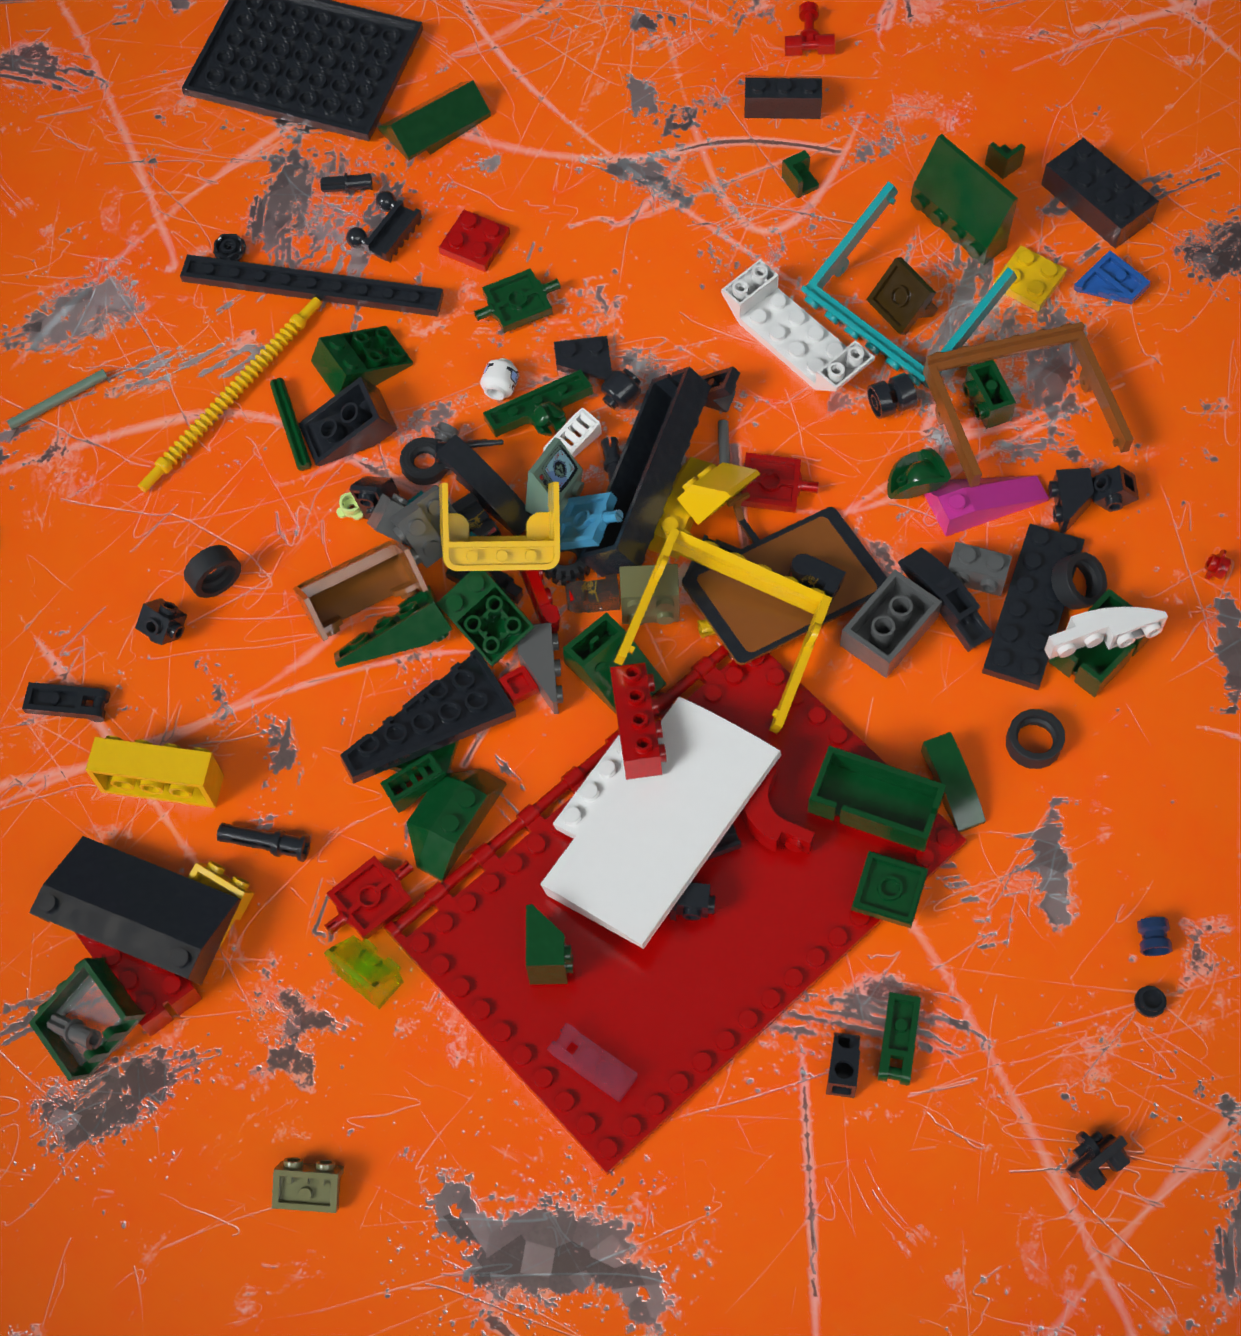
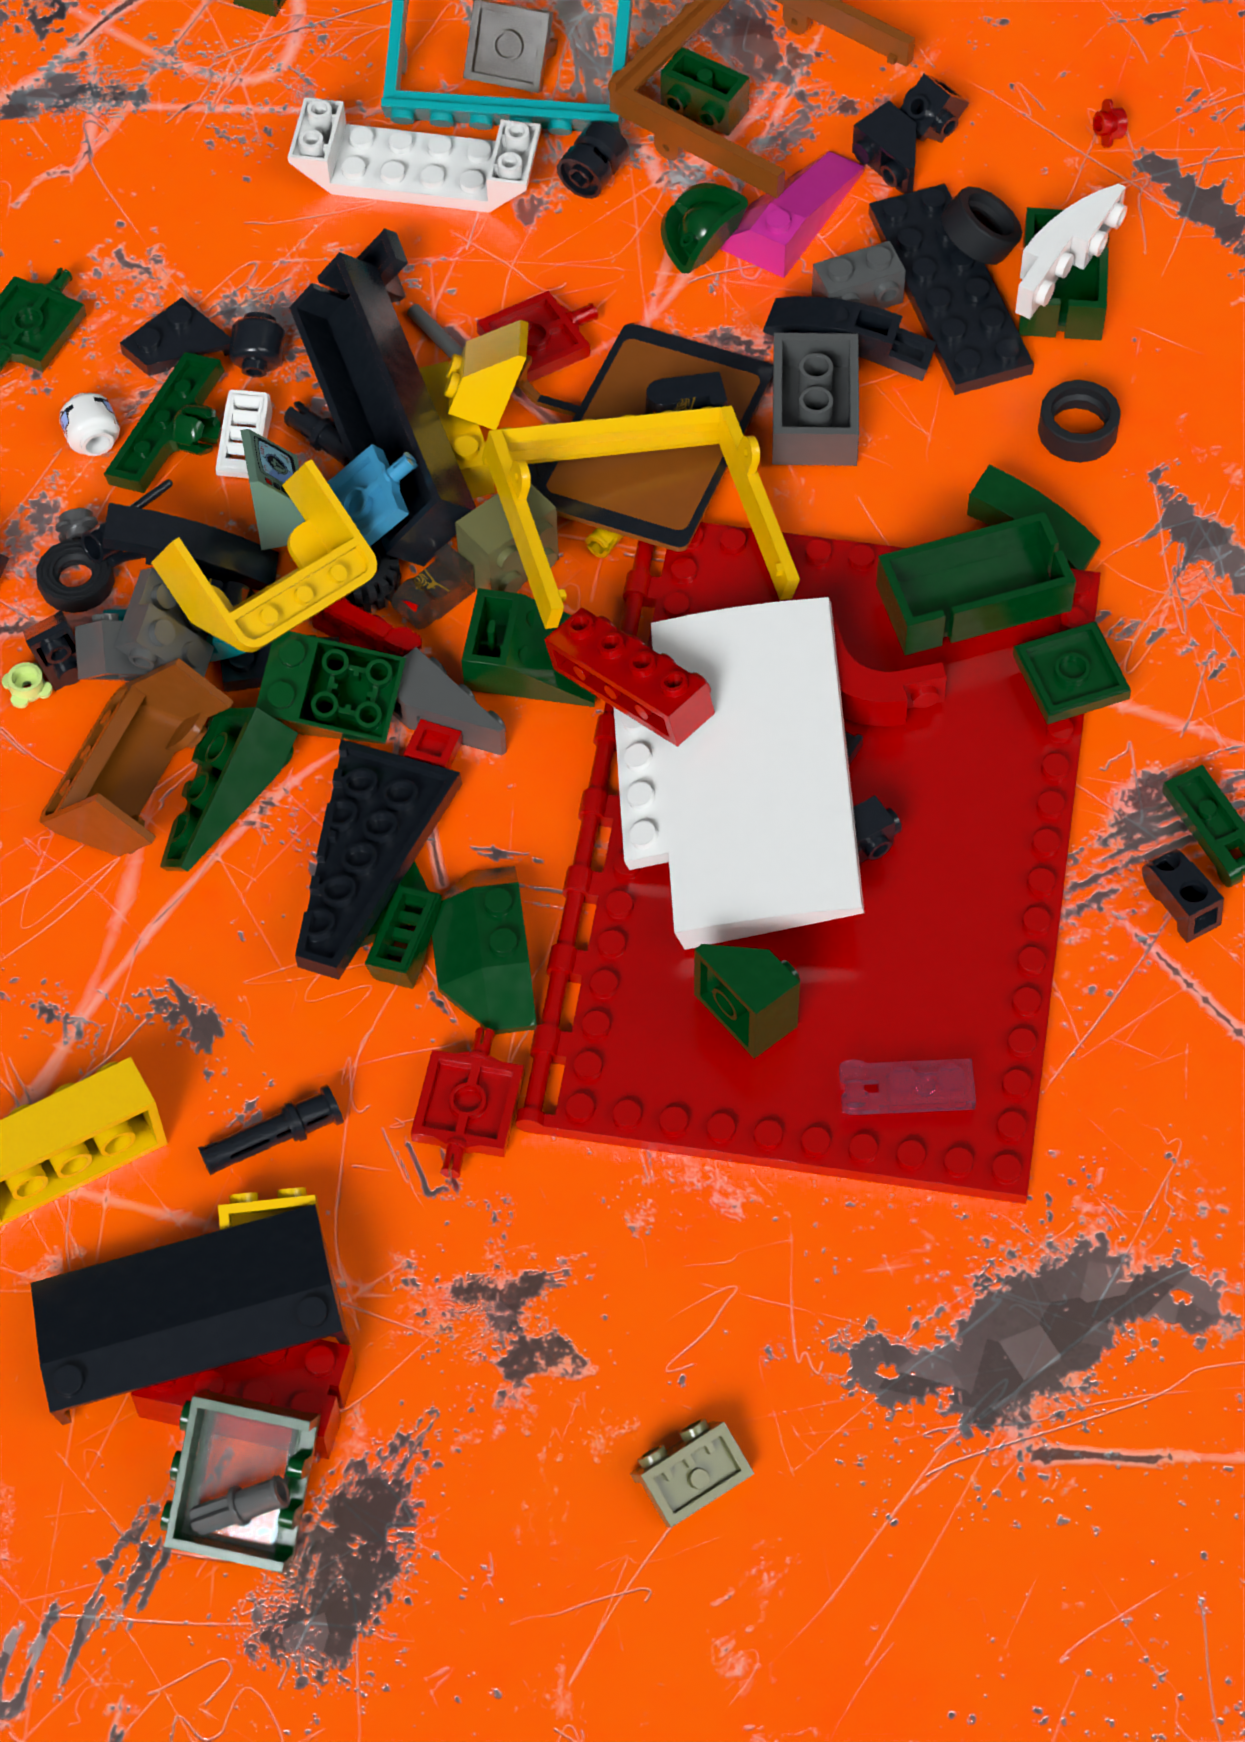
camera: 40 degrees left, 5 degrees down
(365, 970) = (542, 1184): clear neon green slope -> none

